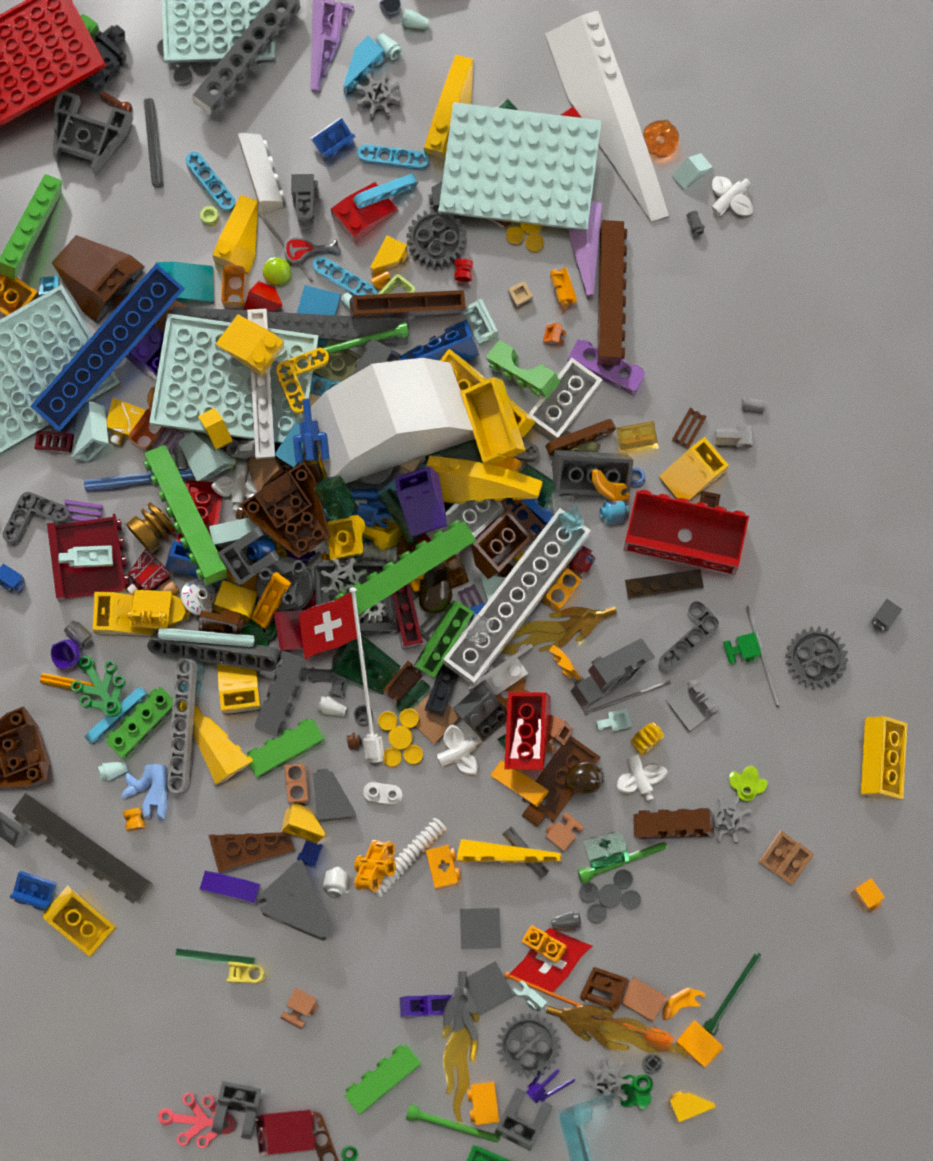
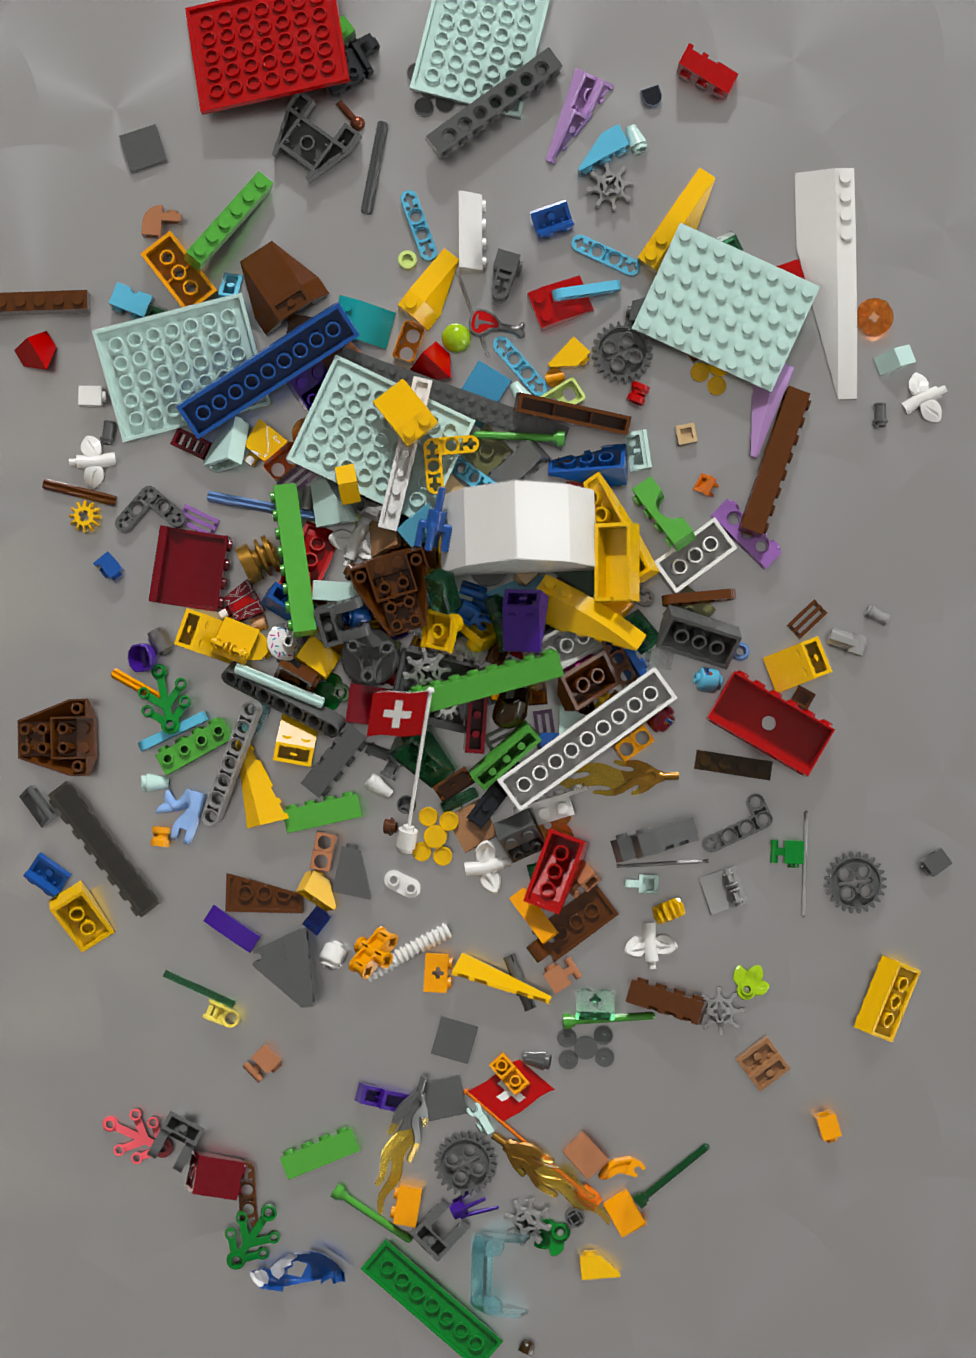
camera: 20 degrees right, 10 degrees up
(87, 556) = (190, 570): light aqua hinge -> none
(270, 600) = (351, 669): light orange tile -> none
(414, 20) = (669, 119): light aqua cone -> none
(479, 629) = (540, 762): clear bracket -> none
(564, 286) = (730, 447): light orange hinge -> none
(568, 668) = (615, 820): light orange slope -> none
(571, 519) = (661, 683): clear light blue panel -> none
(584, 778) = (596, 932): dark brown helmet -> none
(607, 983) = (556, 1130): reddish brown plate -> none
(609, 490) = (709, 659): light orange piece -> none
(637, 435) = (754, 612): clear yellow slope -> none

